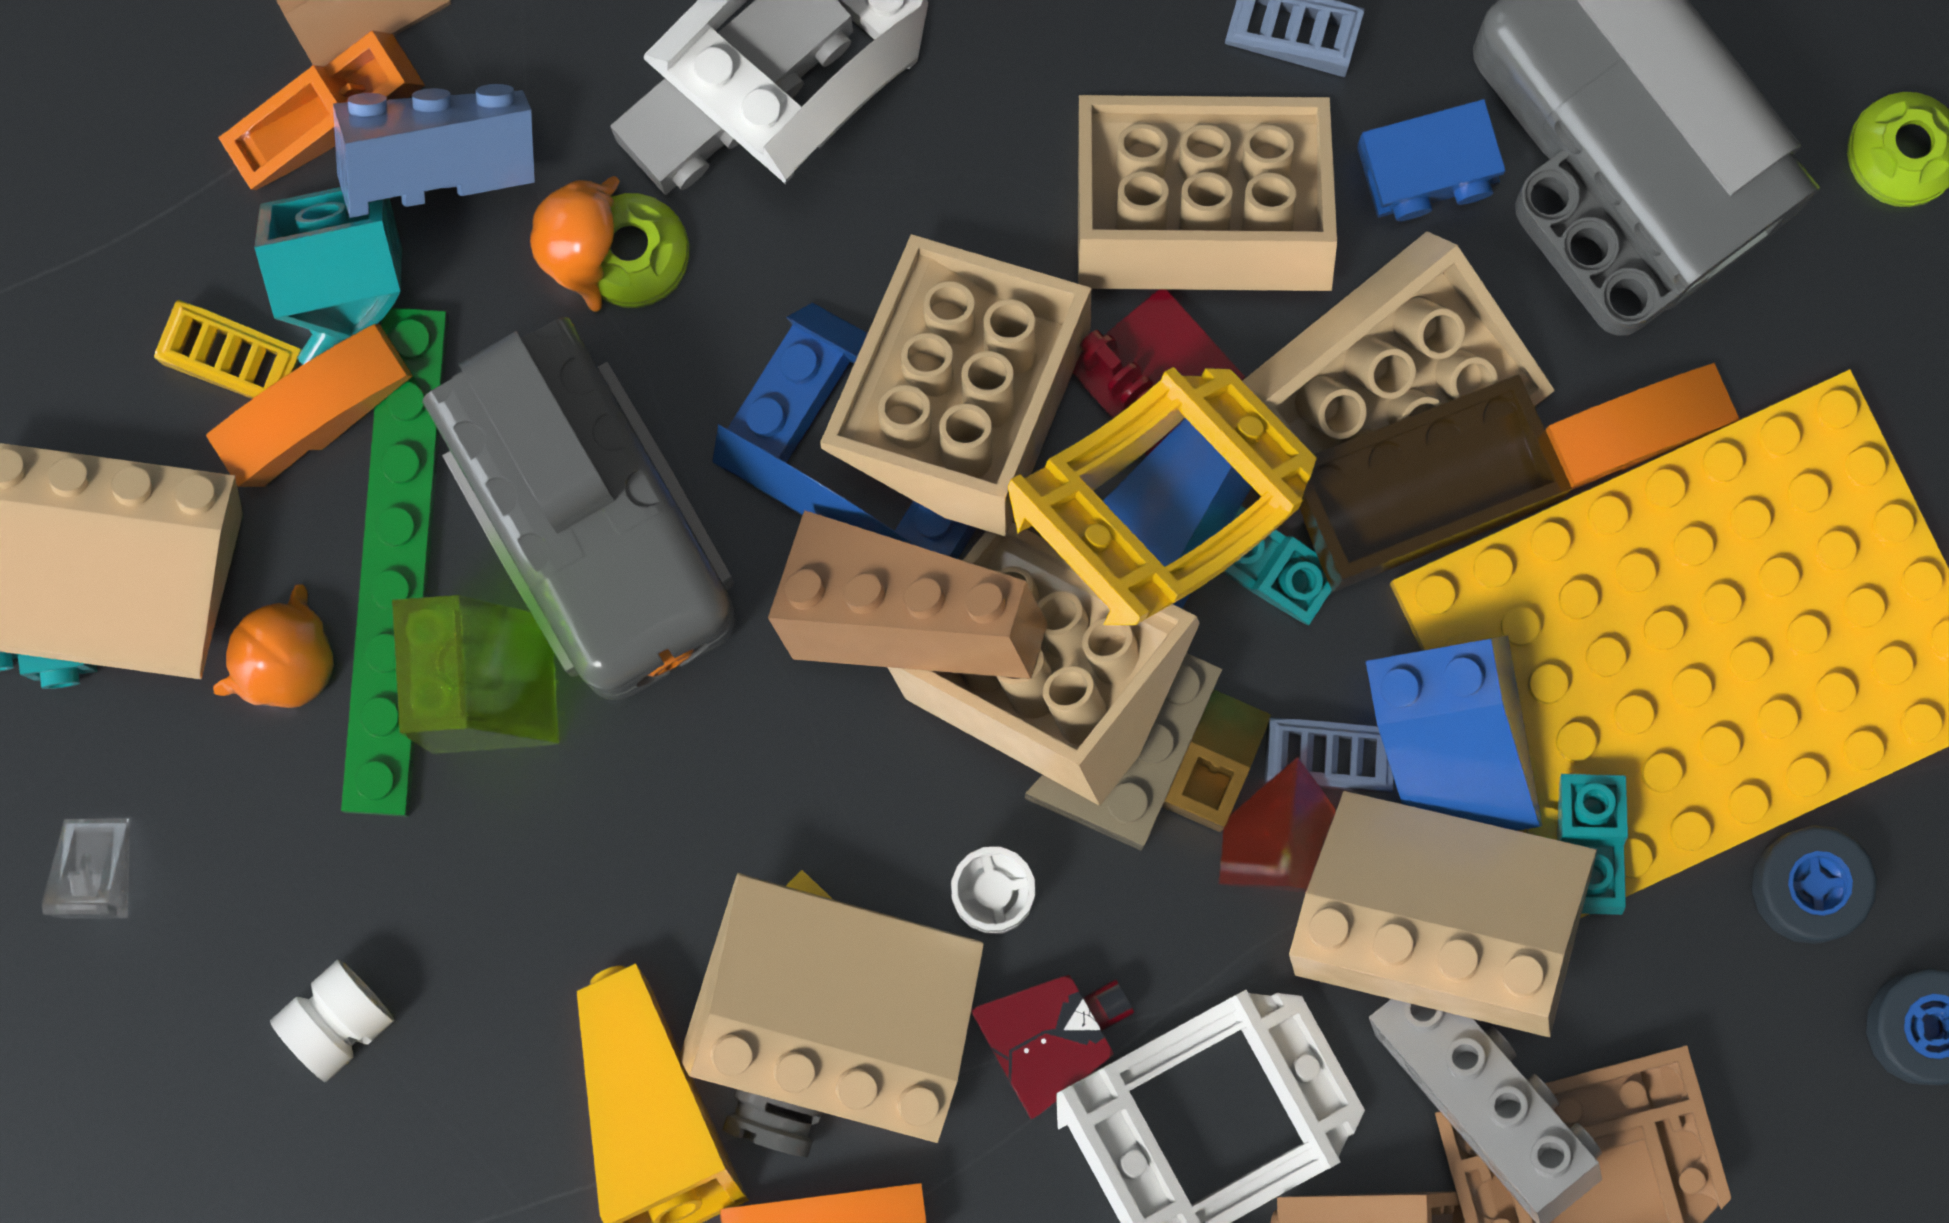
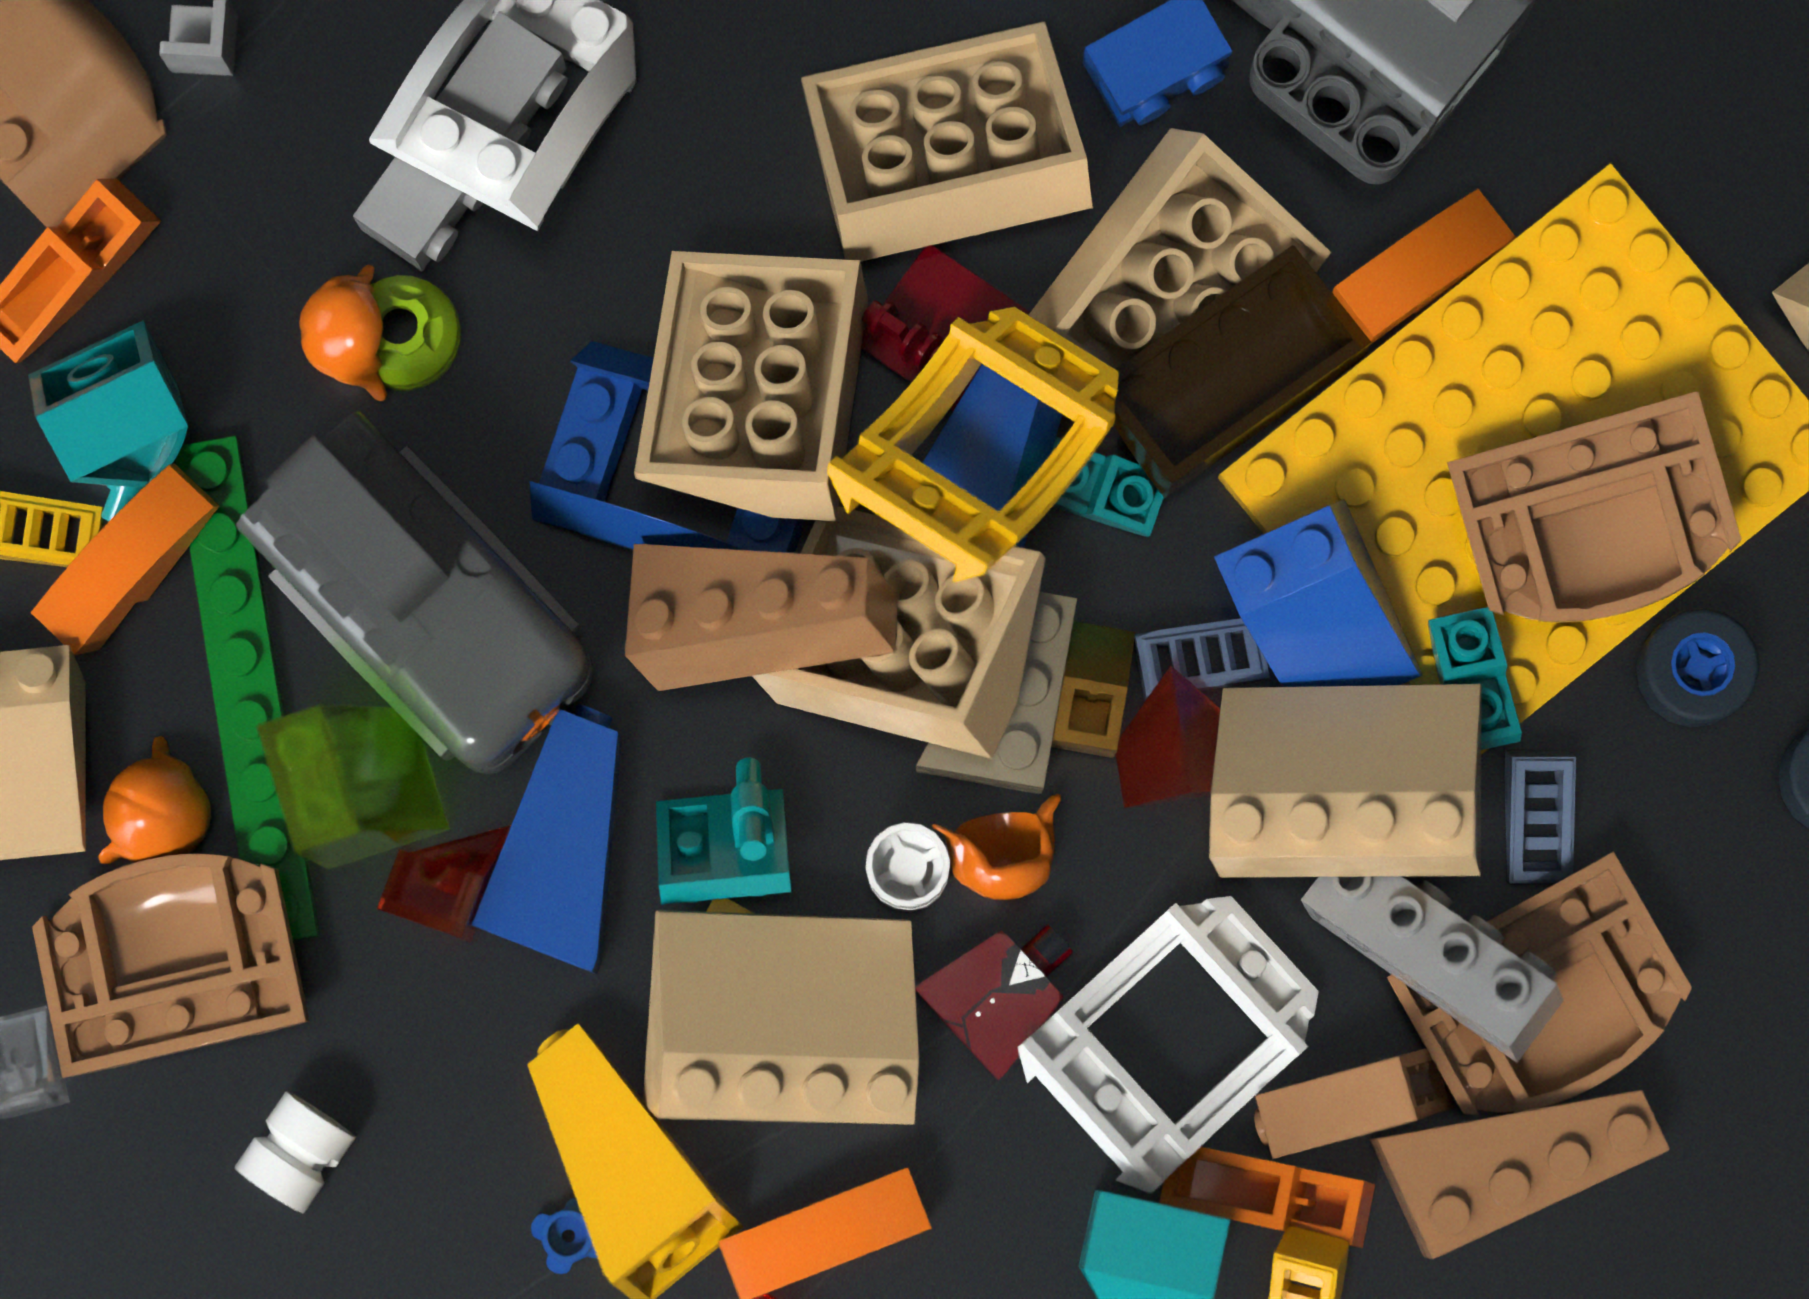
camera: 15 degrees left, 0 degrees up
(255, 805) = (168, 961): none -> medium nougat slope
(432, 144) = (182, 276): medium blue wedge -> none
(542, 795) = (443, 883): none -> clear red slope
(560, 1157) = (550, 1232): none -> blue plate
(657, 792) = (558, 852): none -> blue slope
(770, 1126) = (747, 1148): dark grey wheel -> none
(820, 822) = (724, 842): none -> teal plate
(1090, 898) = (1003, 852): none -> orange hair
(1653, 972) = (1563, 815): none -> sand blue slope
(1752, 710) = (1597, 513): none -> medium nougat slope

